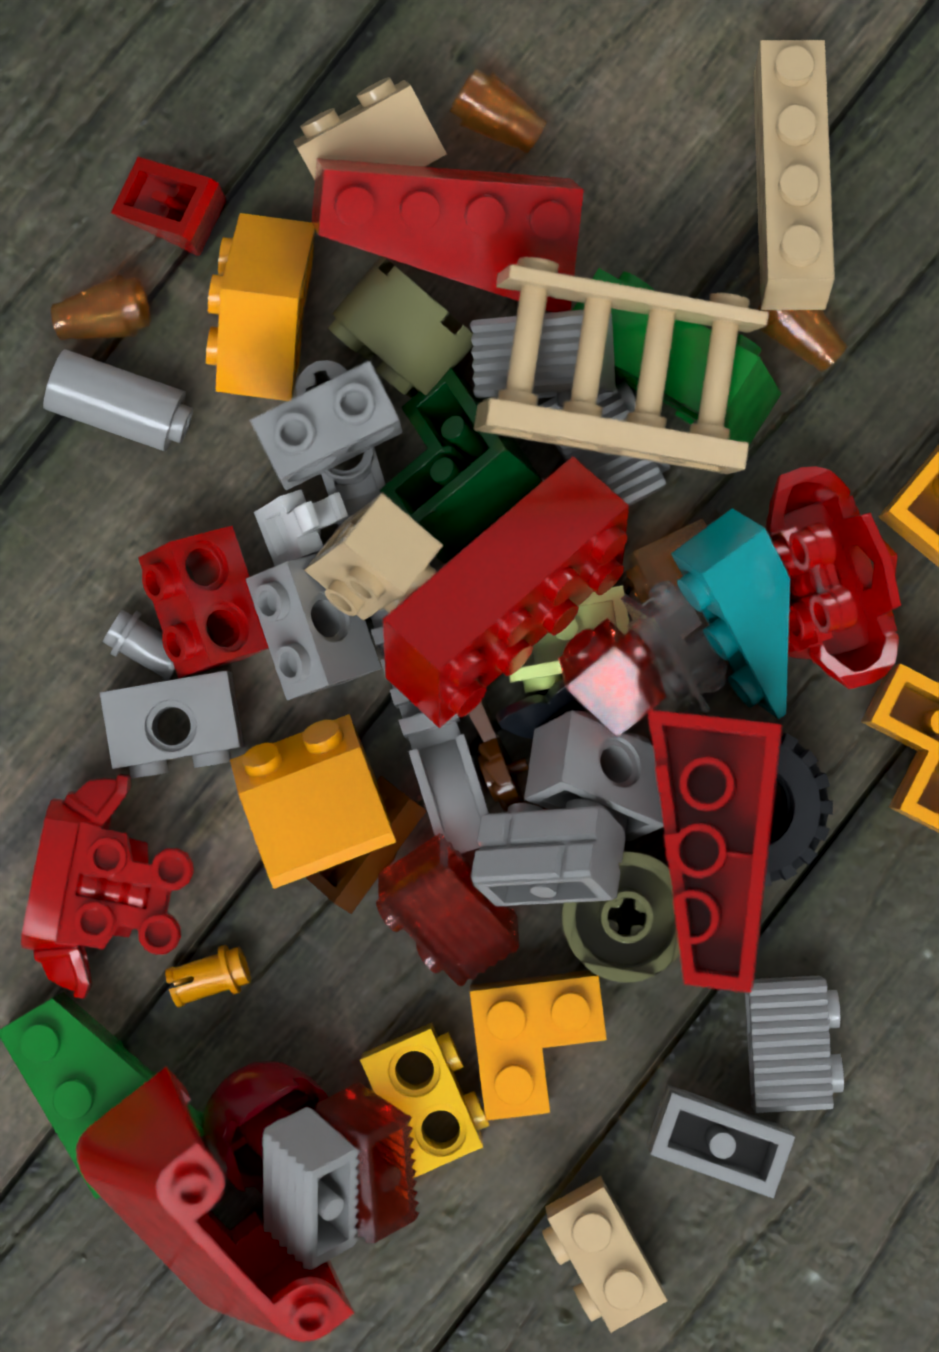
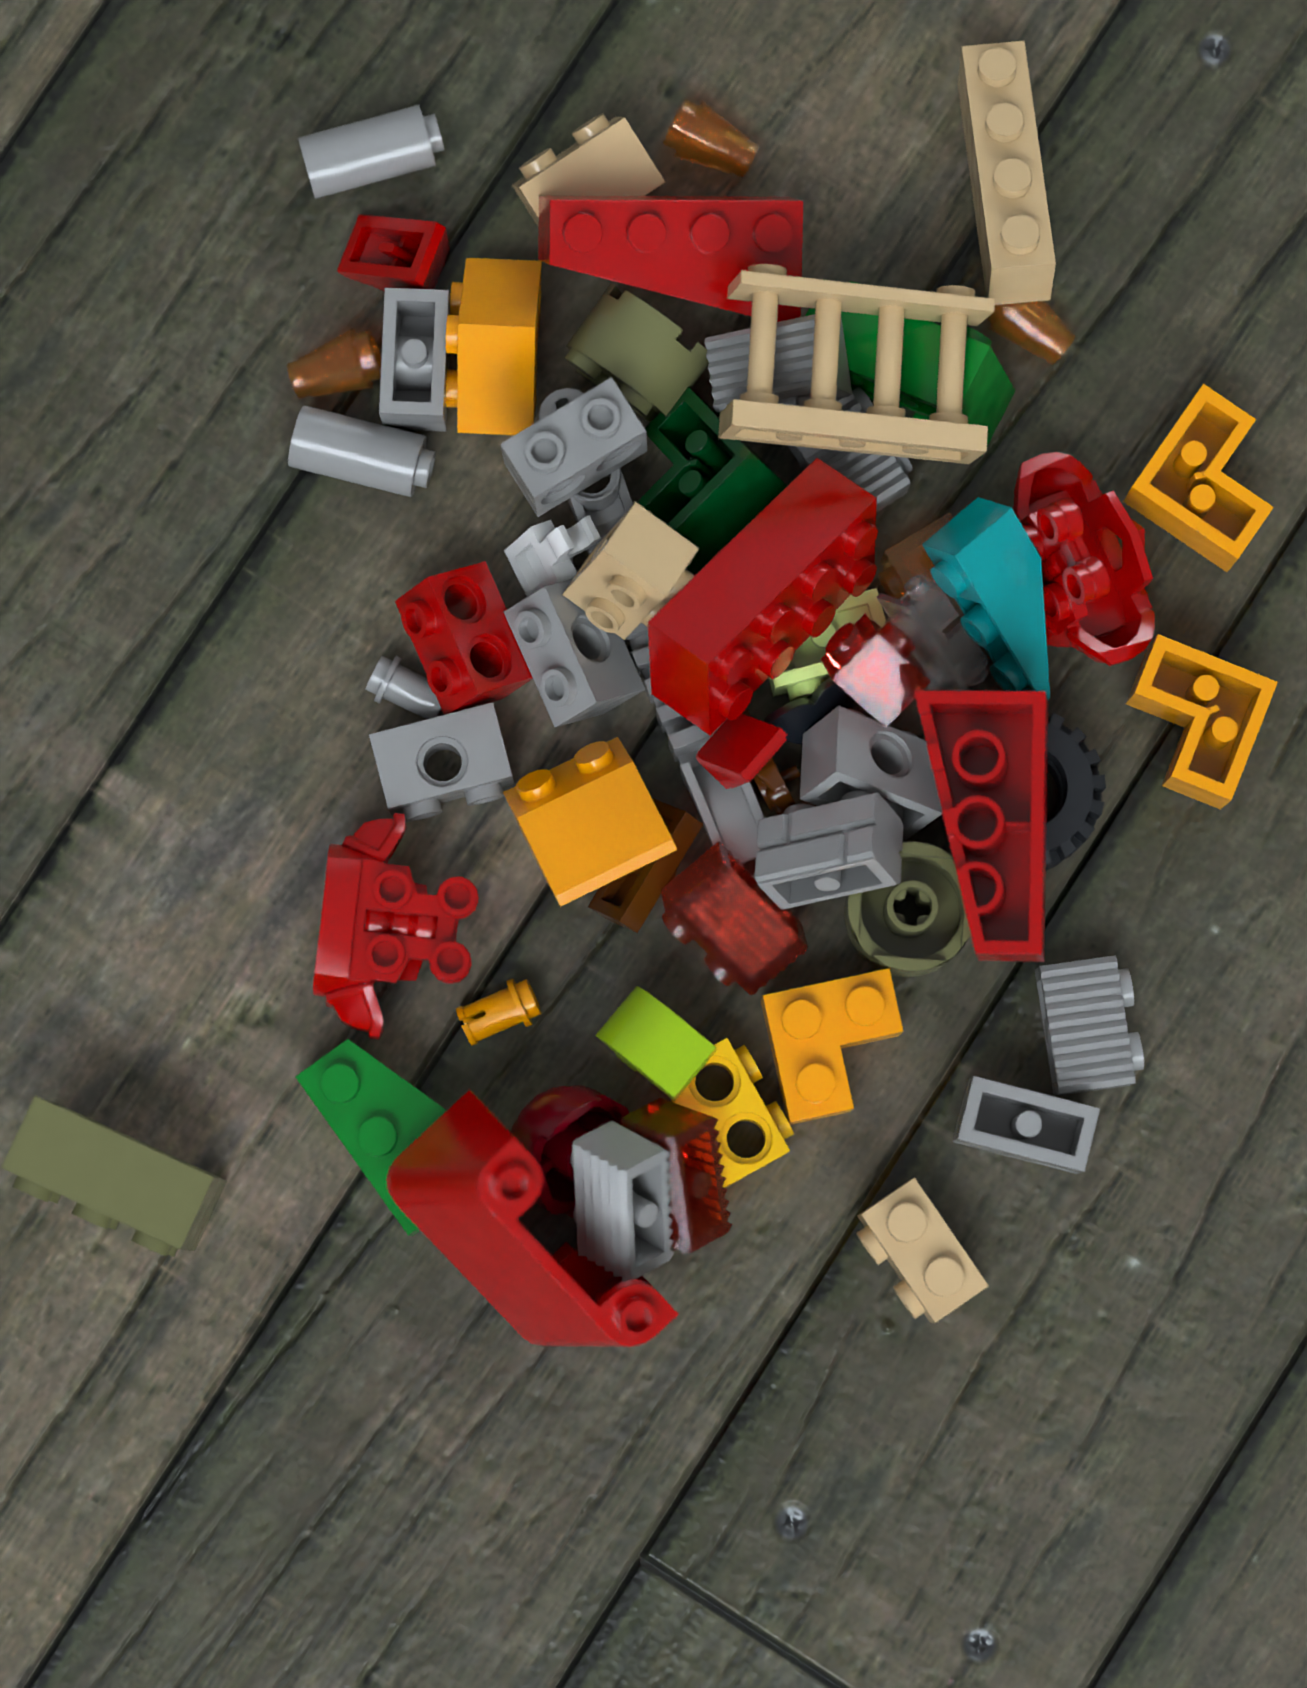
camera: 10 degrees left, 5 degrees down
(152, 93) = (370, 150): none -> light grey brick
(176, 313) = (414, 359): none -> light grey brick
(358, 1031) = (656, 1042): none -> lime brick
(469, 745) = (740, 750): none -> red slope

